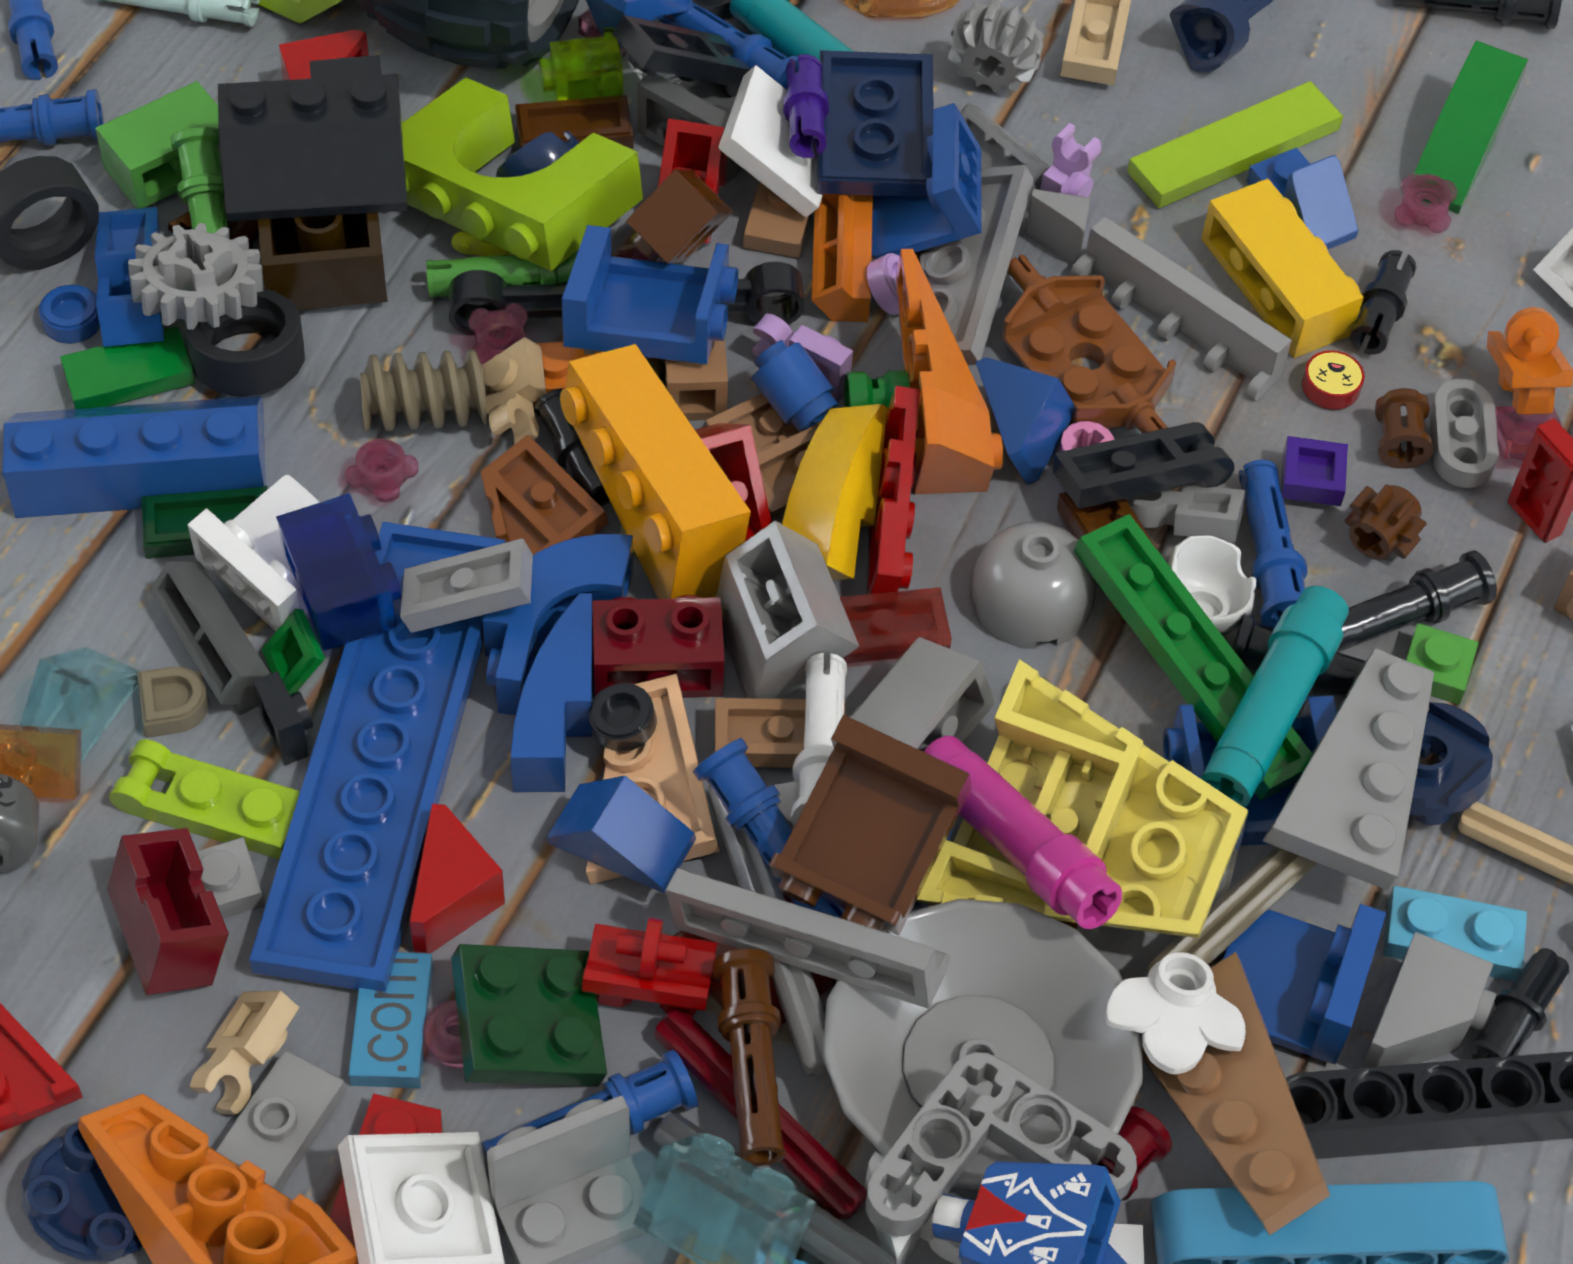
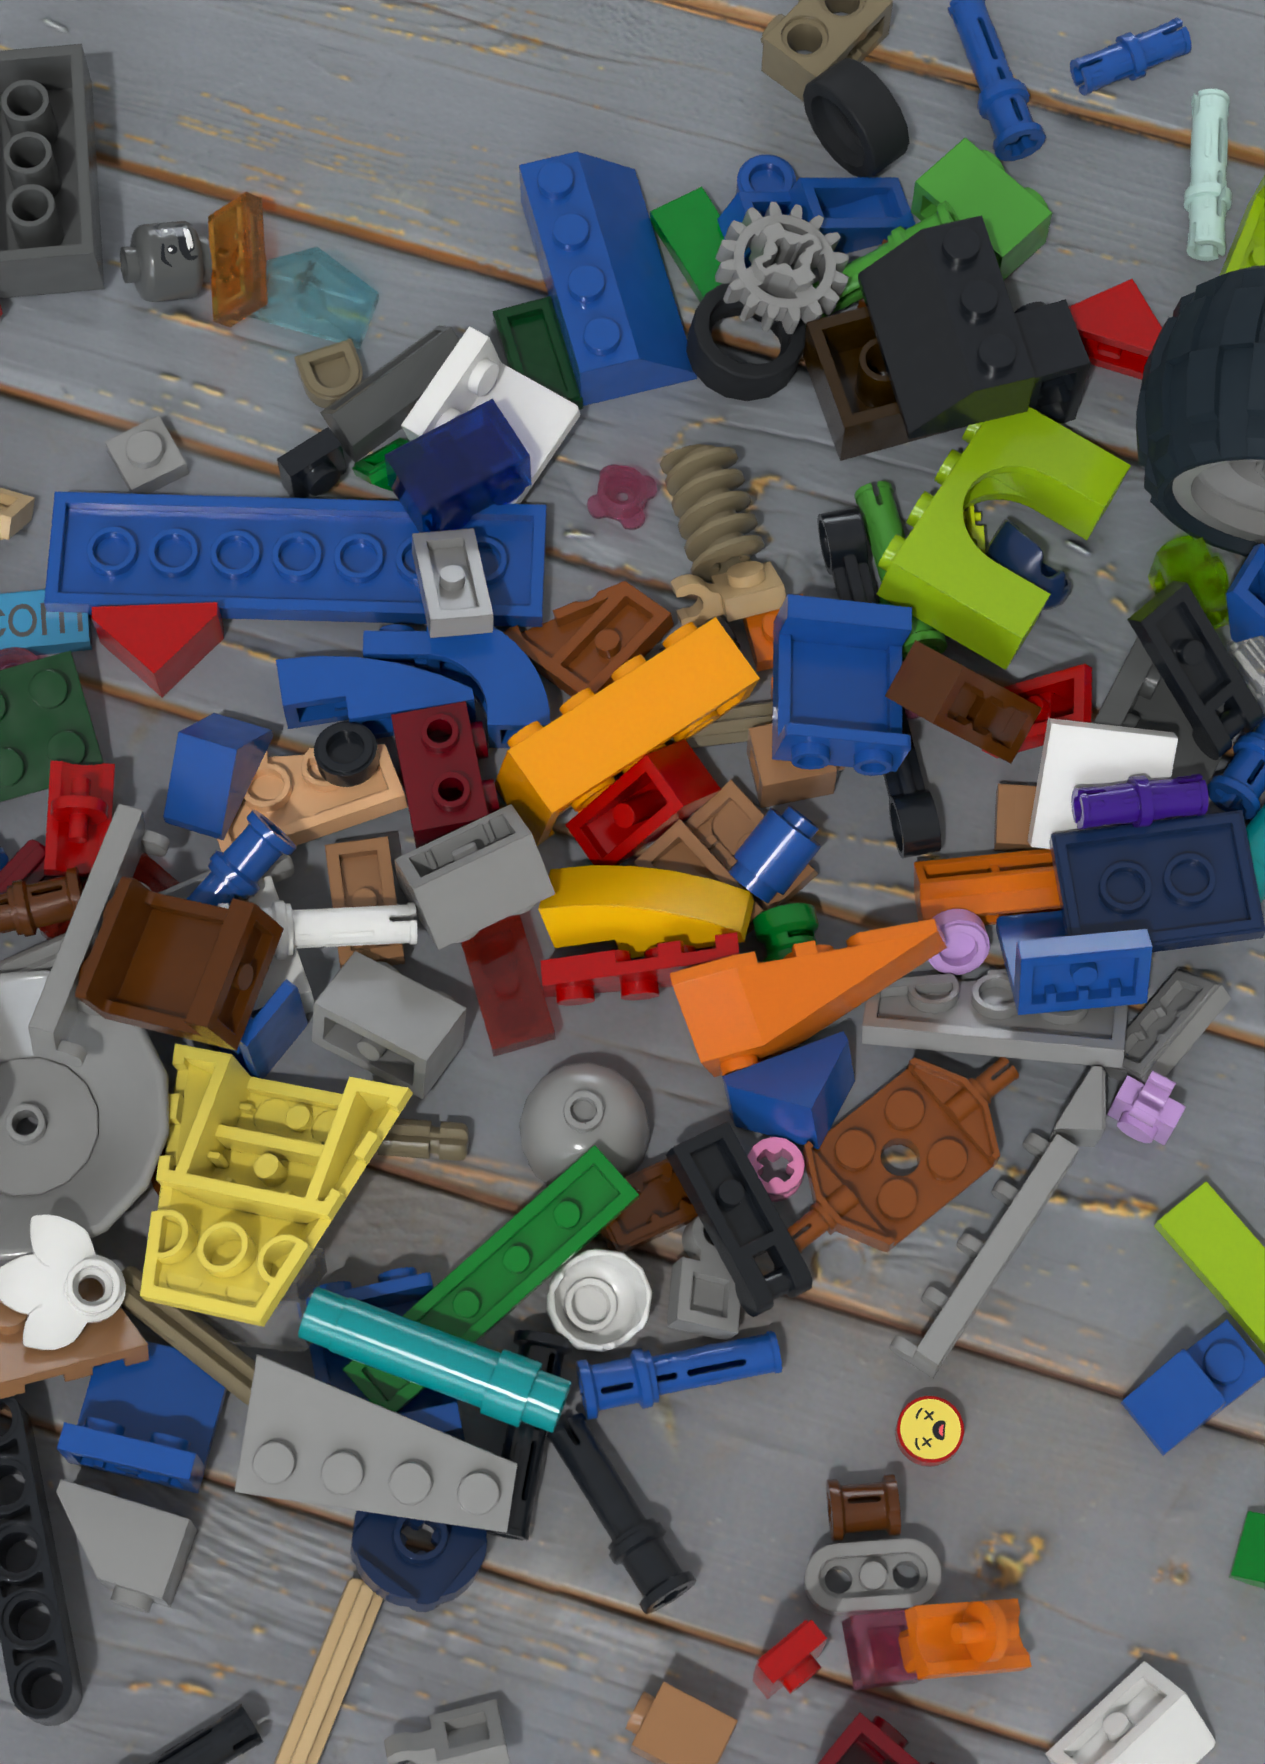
camera: 85 degrees right, 15 degrees up
(166, 911) = (86, 412): dark red brick -> none
(205, 799) = (228, 425): lime plate -> none
(487, 323) = (804, 567): clear pink plate -> none
(581, 117) = (1117, 585): reddish brown tile -> none
(825, 350) = (834, 879): lavender plate -> none
(1053, 862) = (187, 1148): dark pink piece -> none
(1281, 267) = (1072, 1361): yellow brick -> none
(1314, 471) = (786, 1411): dark purple plate -> none
(1383, 302) = (1050, 1481): black pin -> none
(1385, 522) = (719, 1486): reddish brown gear -> none
(1428, 187) = (1207, 1512): clear pink plate -> none
(1447, 656) = (559, 1557): bright green plate -> none
(1468, 925) = (229, 1579): medium azure plate -> none
(1521, 1007) = (139, 1641): black axle -> none

